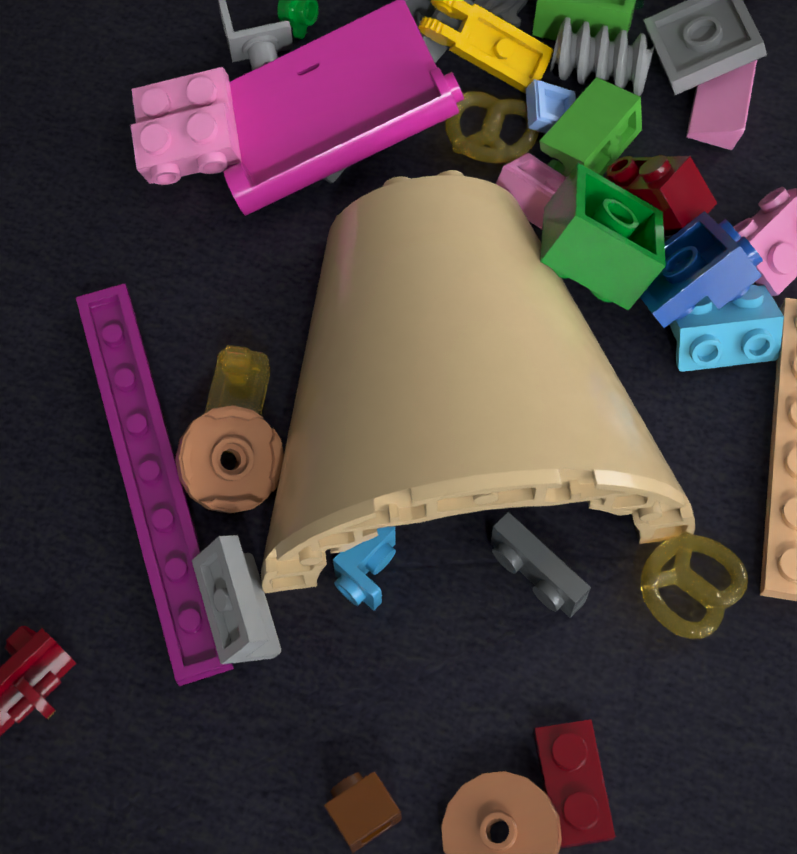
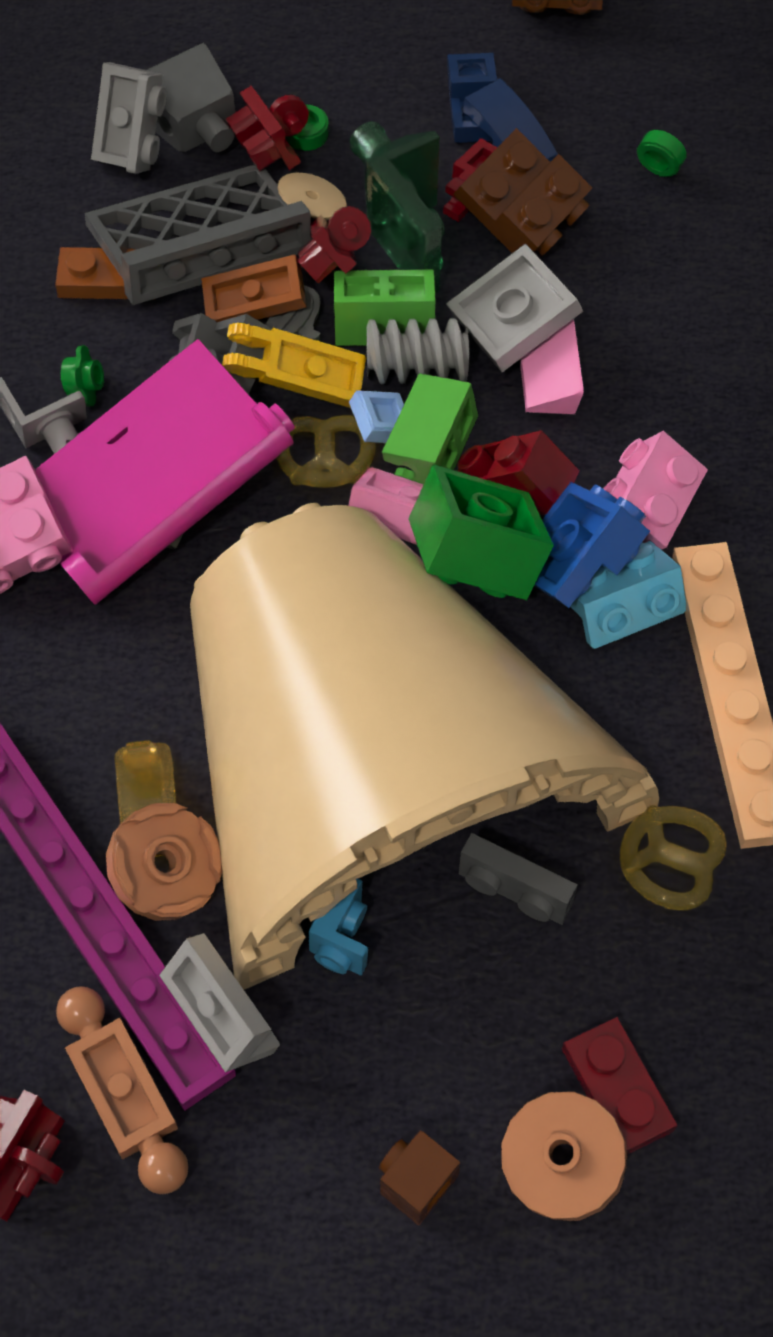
camera: 20 degrees left, 5 degrees down
(130, 652) = (122, 1090): none -> nougat plate

